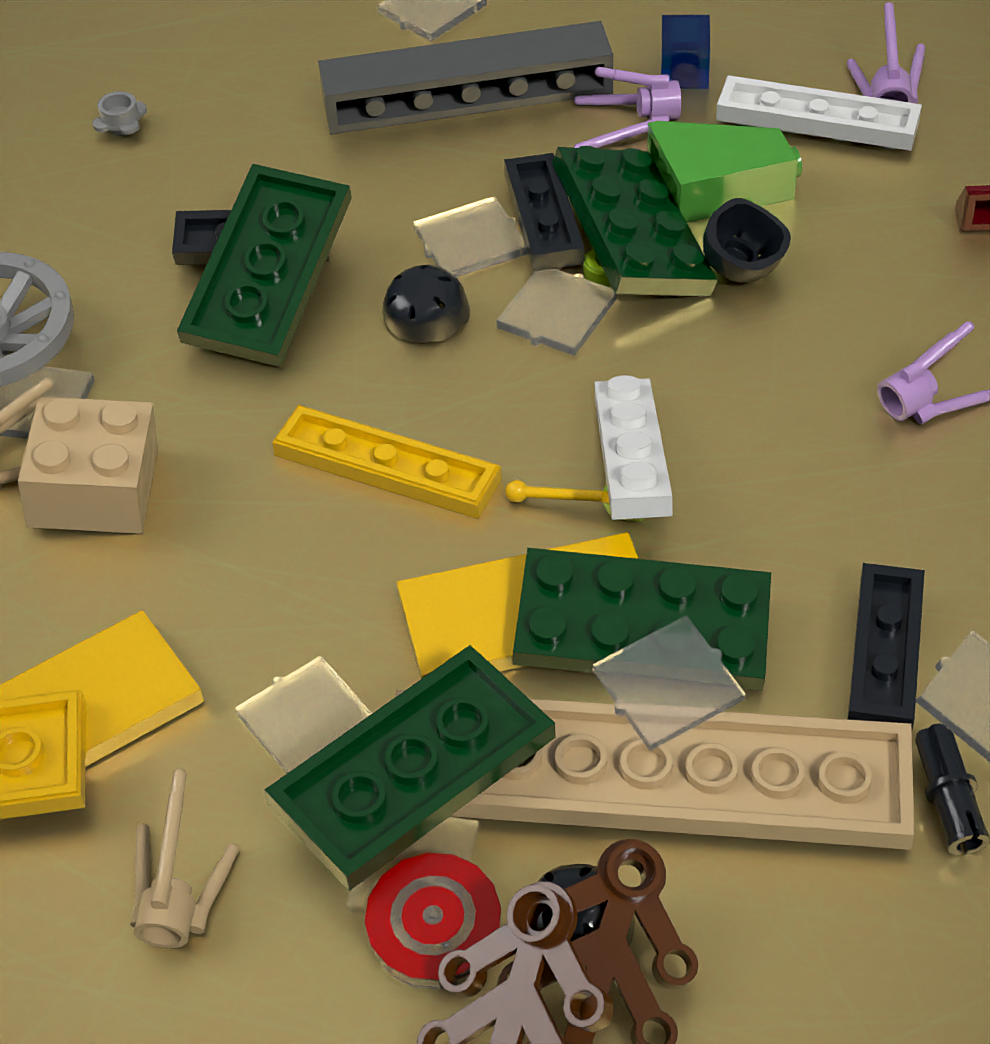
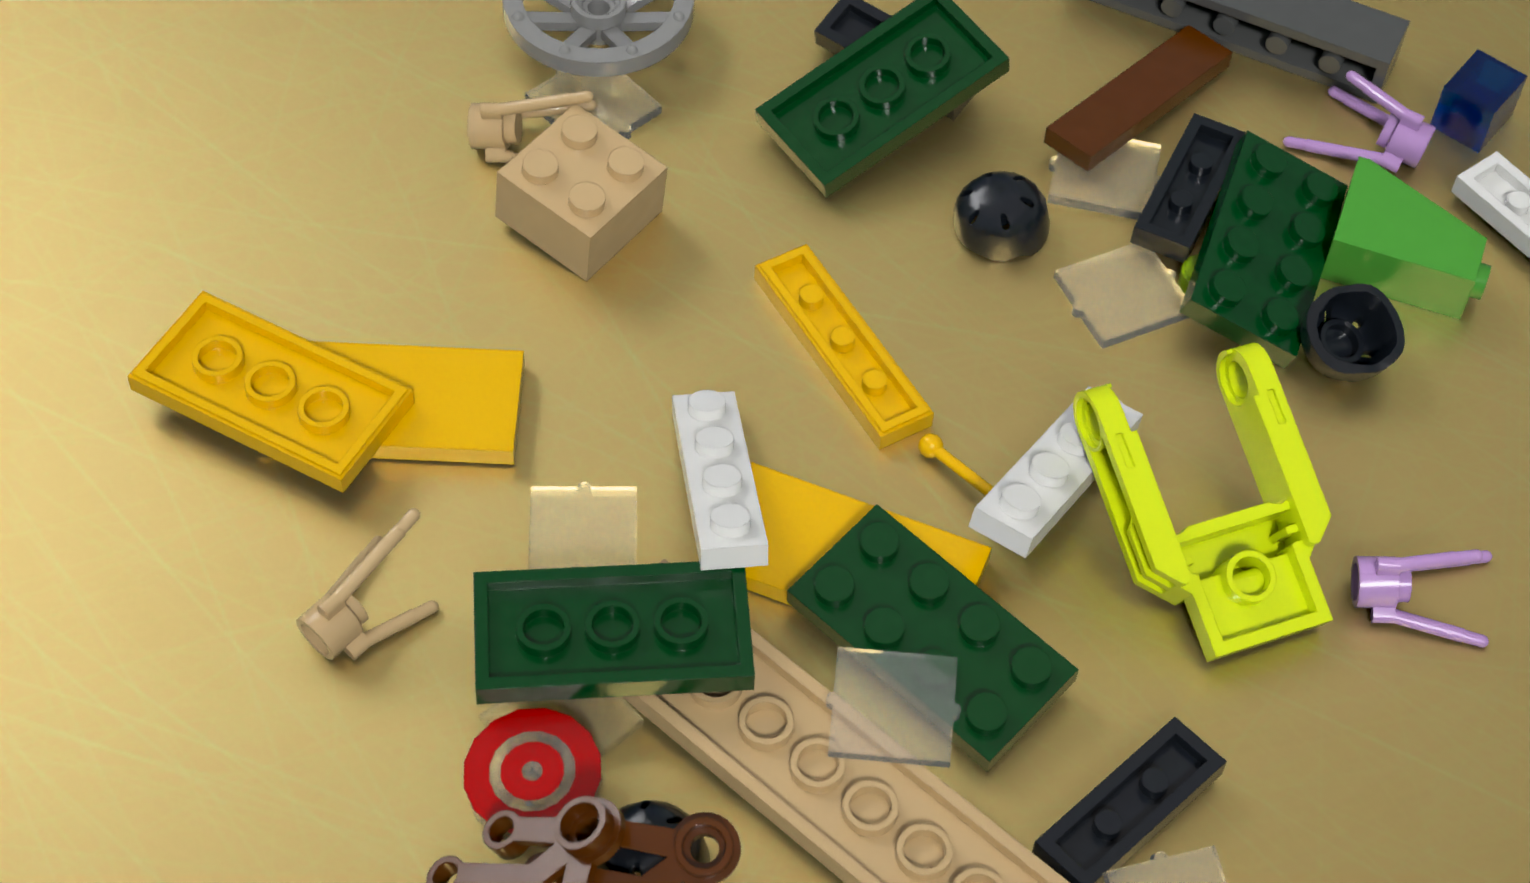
camera: 30 degrees right, 5 degrees up
(393, 605) = (719, 481): none -> white plate
(451, 174) = (1137, 98): none -> reddish brown tile
(814, 436) = (1239, 573): none -> neon yellow plate

